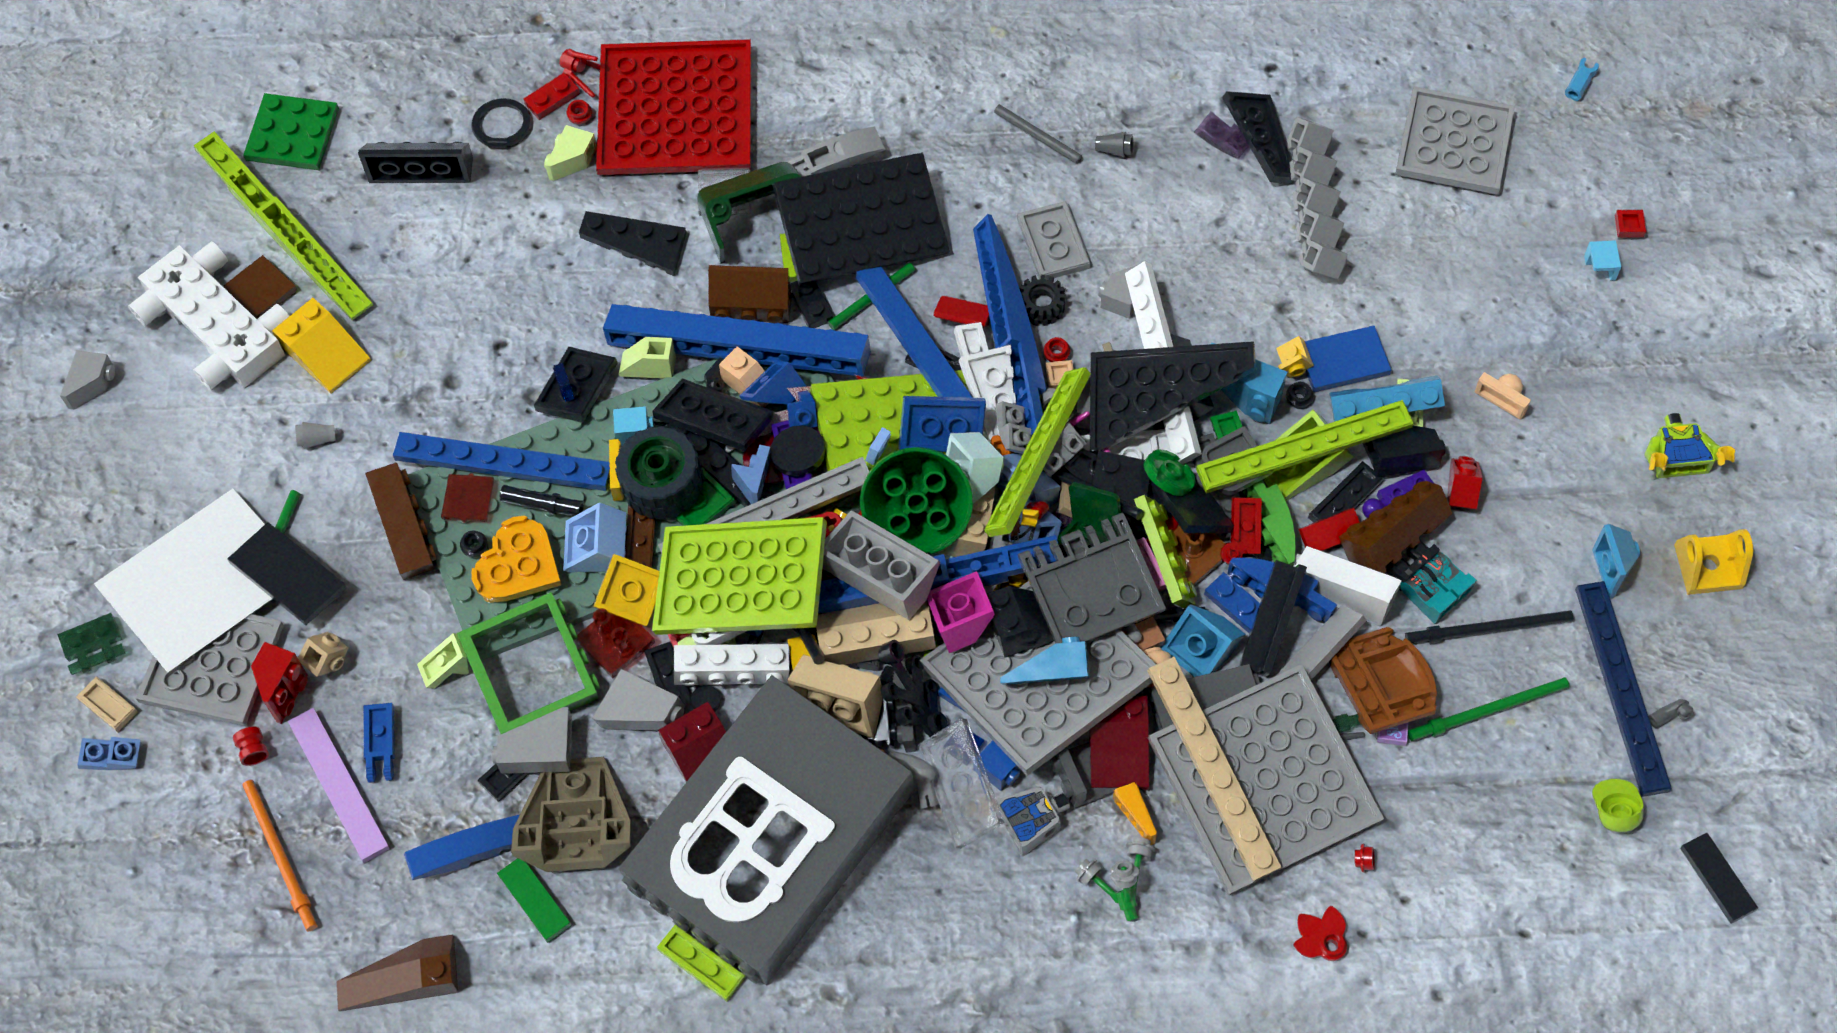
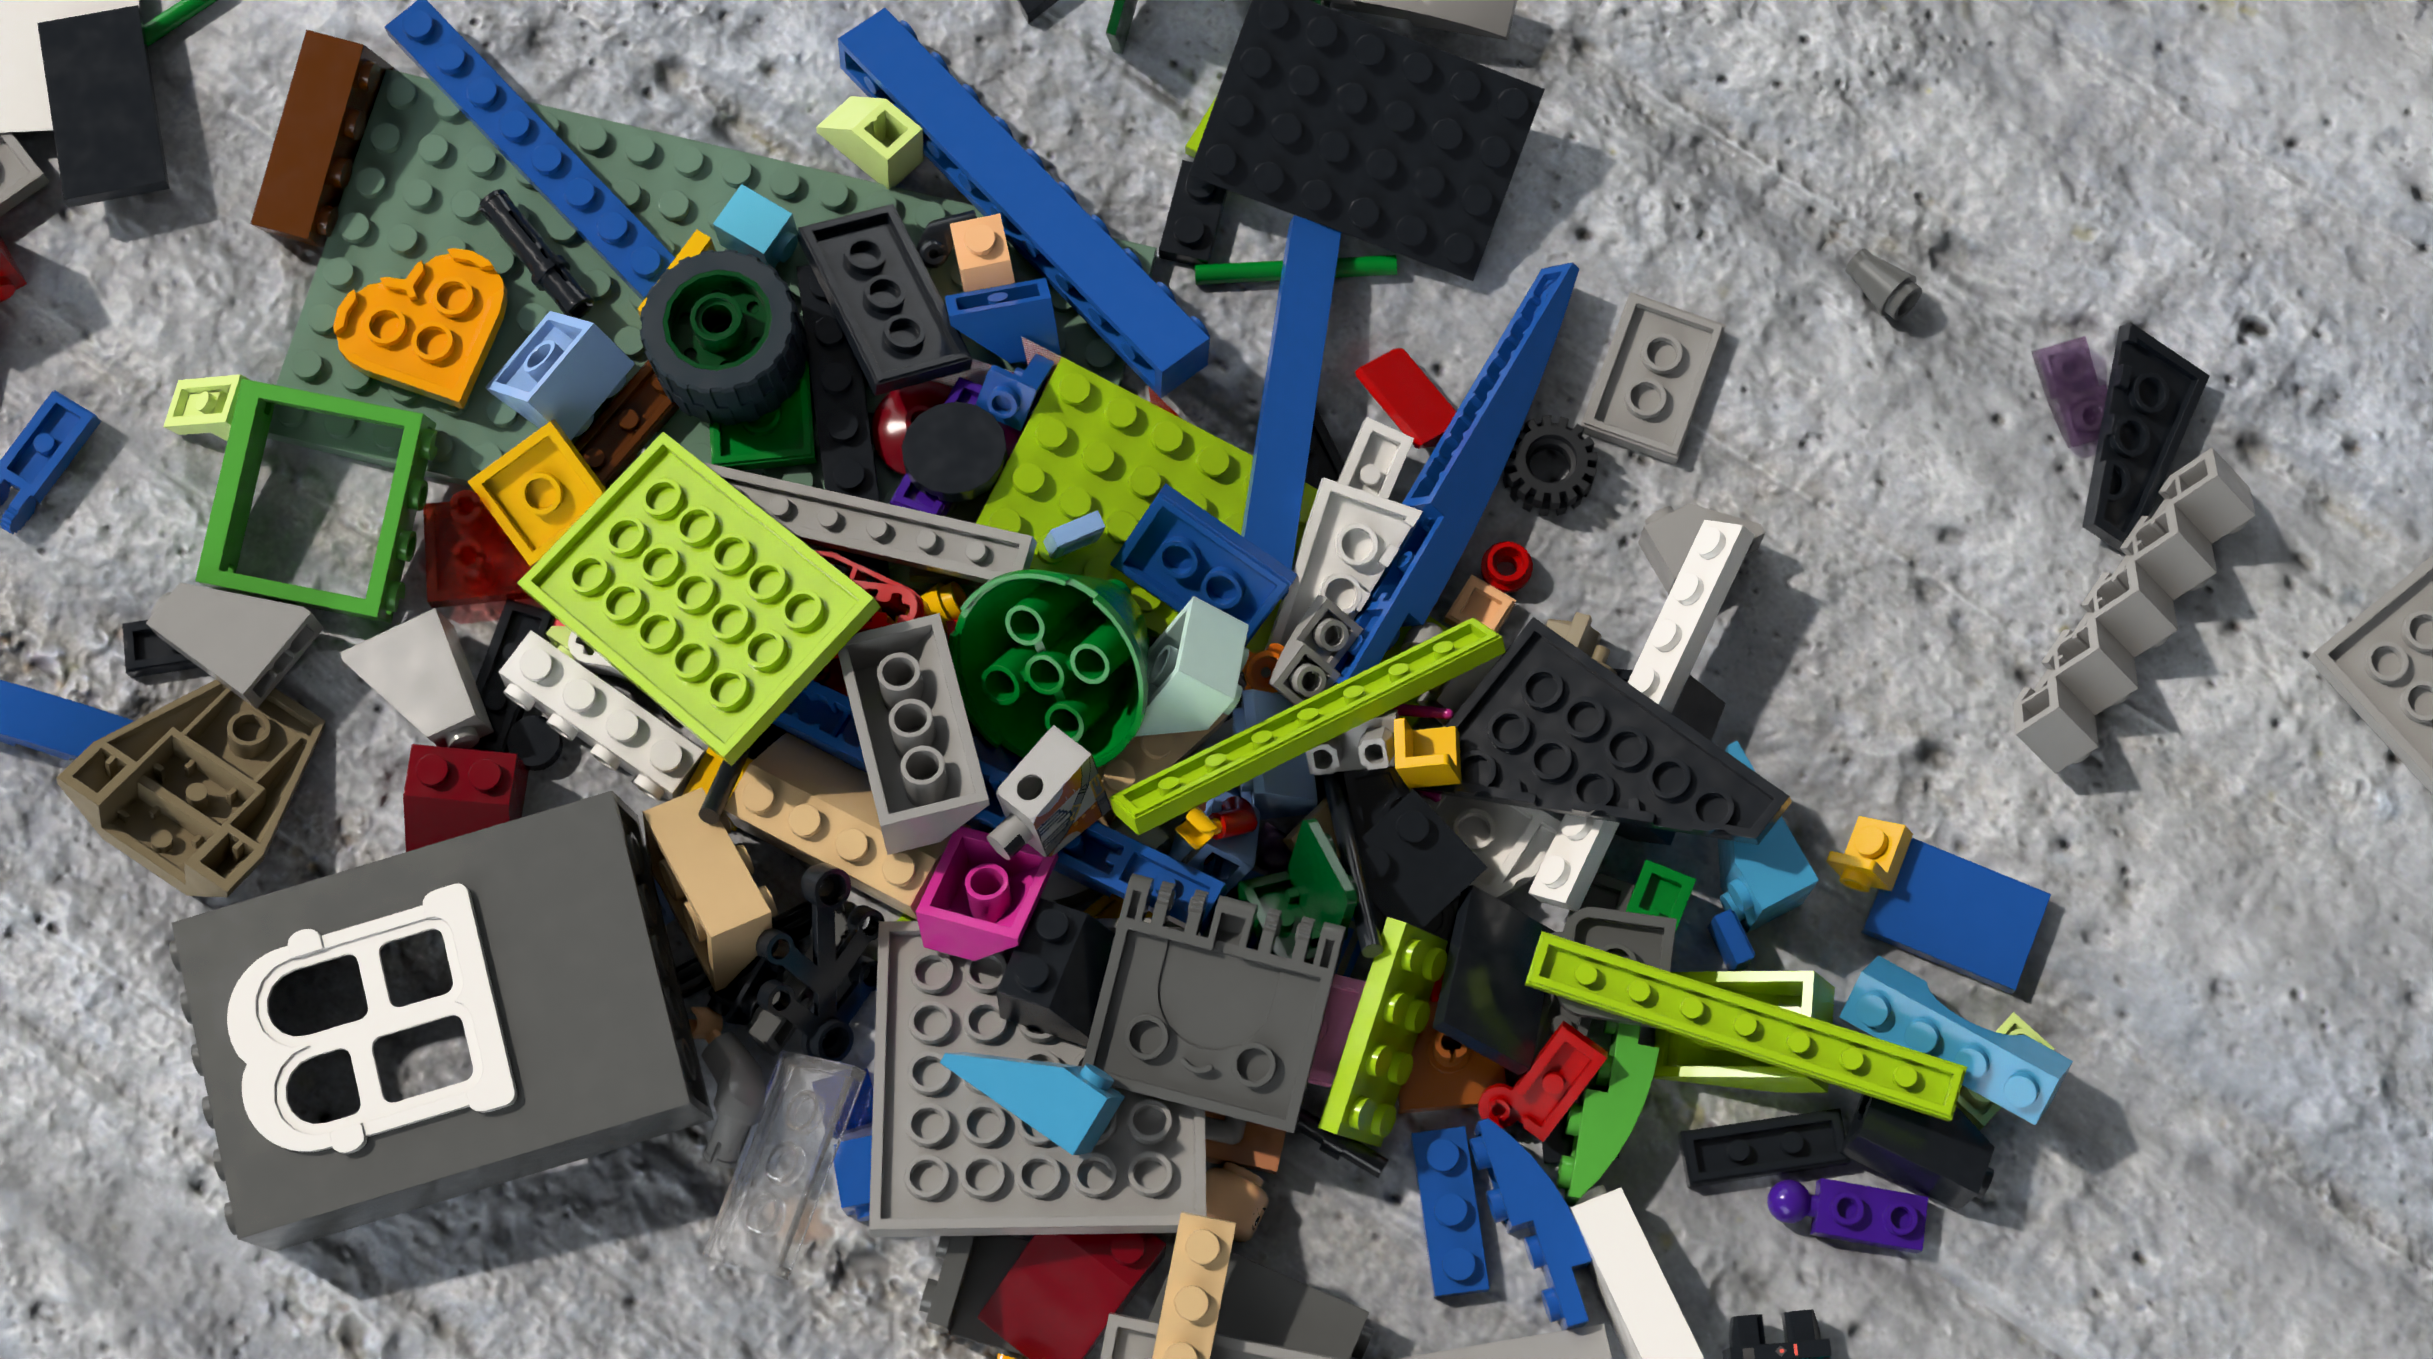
camera: 35 degrees right, 10 degrees up
(323, 654) = (55, 268): tan brick -> none
(467, 498) = (441, 171): clear red piece -> none
(473, 537) = (384, 240): black plate -> none
(534, 899) = (57, 872): green tile -> none
(563, 382) = (709, 86): clear blue tile -> none
(587, 377) = (738, 100): black tile -> none
(701, 963) = (196, 1148): lime tile -> none
(750, 293) = (1101, 139): reddish brown slope -> none
(752, 478) = (855, 452): medium blue slope -> none
(958, 547) = (1049, 797): none -> light grey torso
(1032, 817) = (848, 1296): torso -> none
(1038, 133) = (1776, 179): dark grey bar -> none
(1095, 432) = (1427, 755): none -> yellow panel
(1168, 473) = (1497, 906): green tile -> none
(1202, 641) = (1335, 1216): dark azure slope -> none
(1267, 427) = (1731, 941): none -> blue tile
(1272, 617) = (1467, 1264): black fence -> none
(1299, 388) = (1839, 908): black plate -> none
(1326, 531) = (1687, 1190): red slope -> none
(1396, 526) = (1792, 1265): reddish brown wedge -> none
(1464, 482) = (1973, 1269): red slope -> none
(1504, 393) = (2170, 1167): light nougat tile -> none

